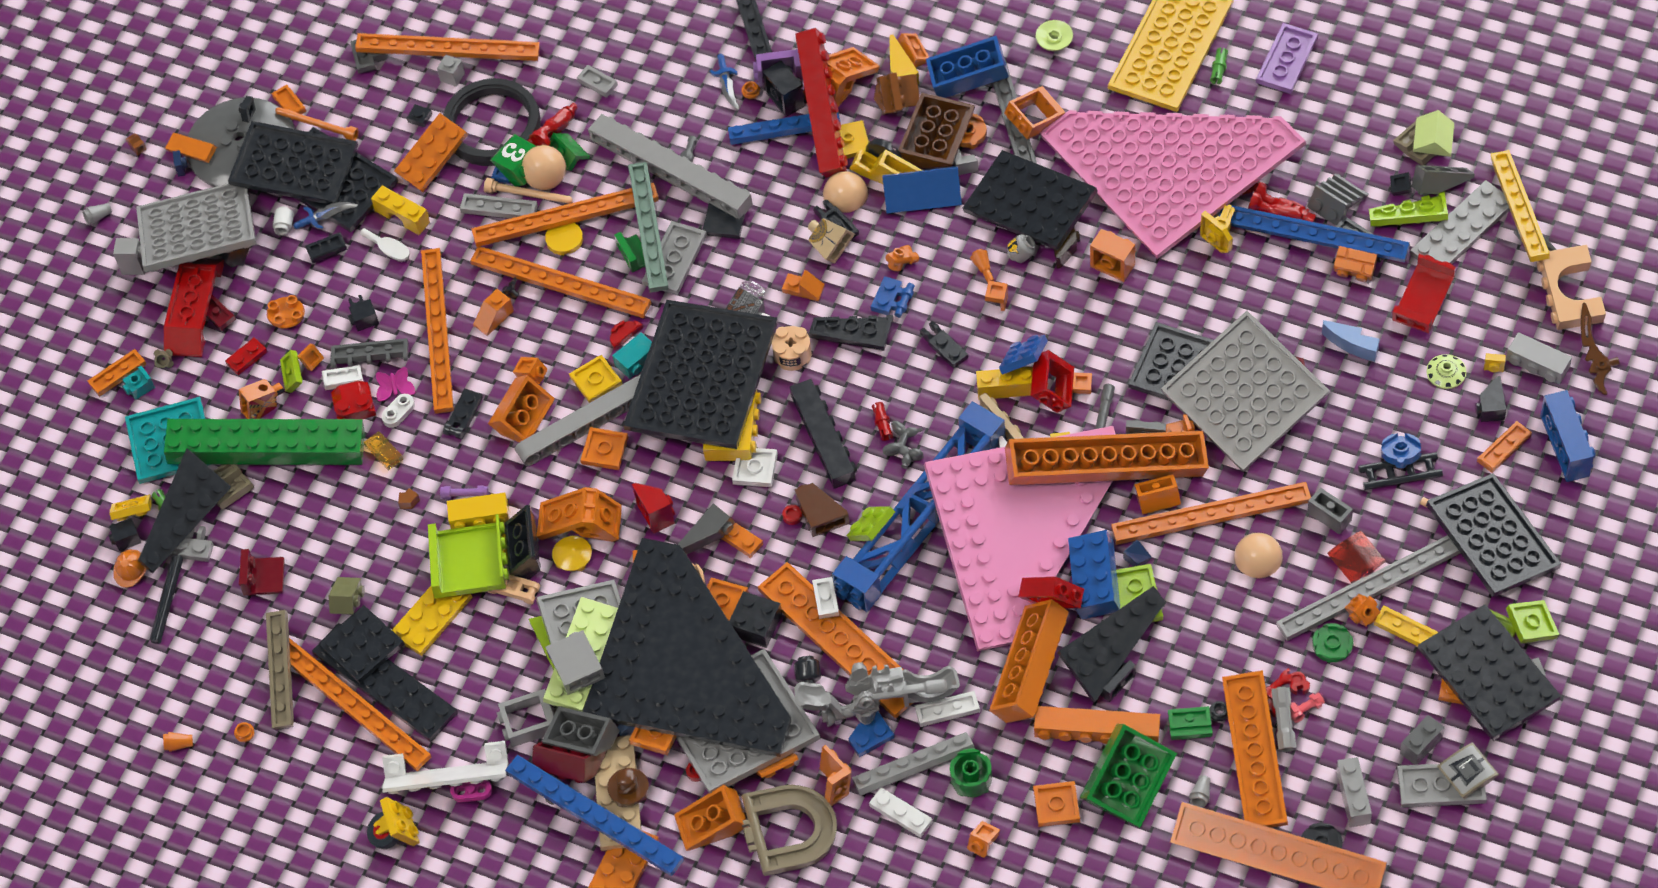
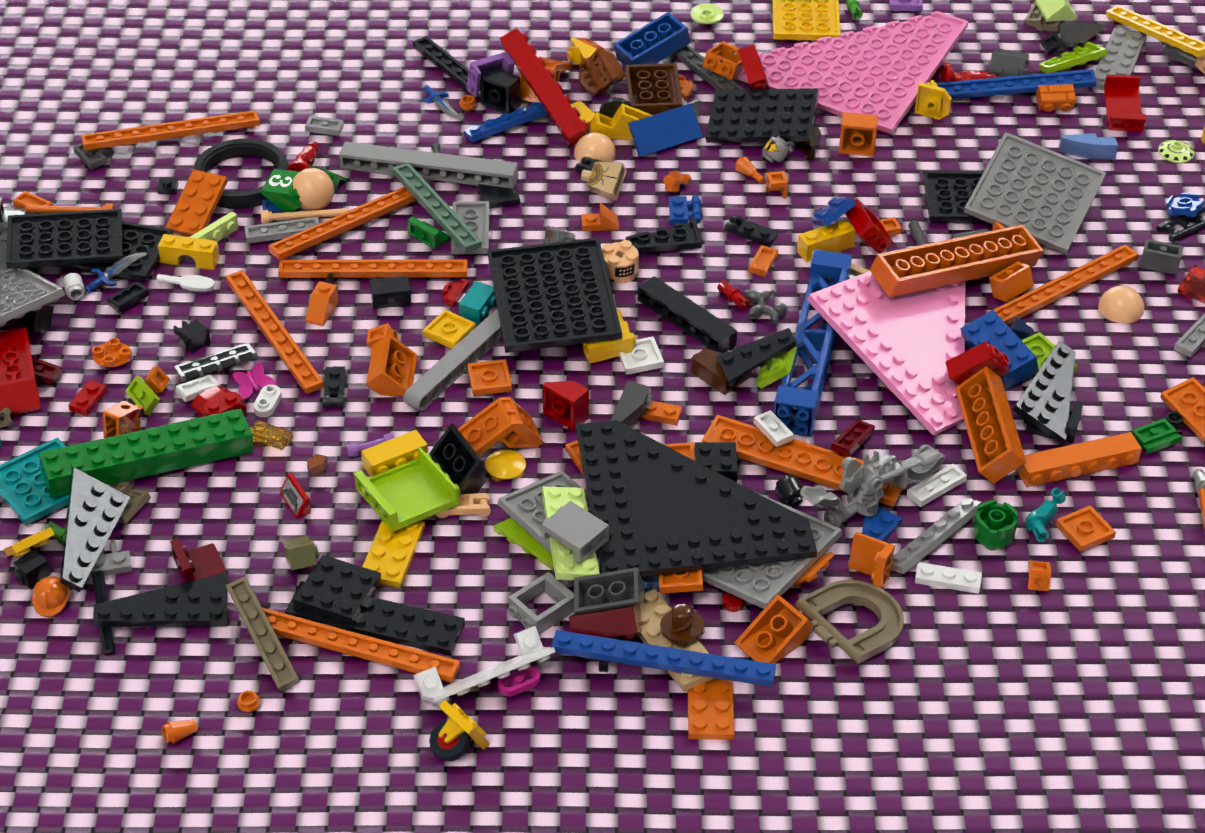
camera: 30 degrees left, 15 degrees down
(226, 614) = (181, 605): none -> black wing
(373, 529) = (295, 496): none -> slope
(436, 191) = (219, 229): none -> yellowish green plate
(451, 70) = (182, 146): light grey brick -> none
(561, 317) = (390, 292): none -> black brick
(564, 239) = (357, 239): yellow tile -> none
(792, 514) = (696, 382): red tile -> none
(847, 509) = (743, 359): none -> black wing
(884, 57) = (573, 55): none -> yellow plate
(896, 631) = (852, 438): none -> dark red plate
(935, 386) = (763, 261): none -> orange tile
(1024, 777) = (1041, 517): none -> teal arm
(1047, 141) = (753, 68): none -> red window
(1128, 775) = (1135, 484): green slope -> none

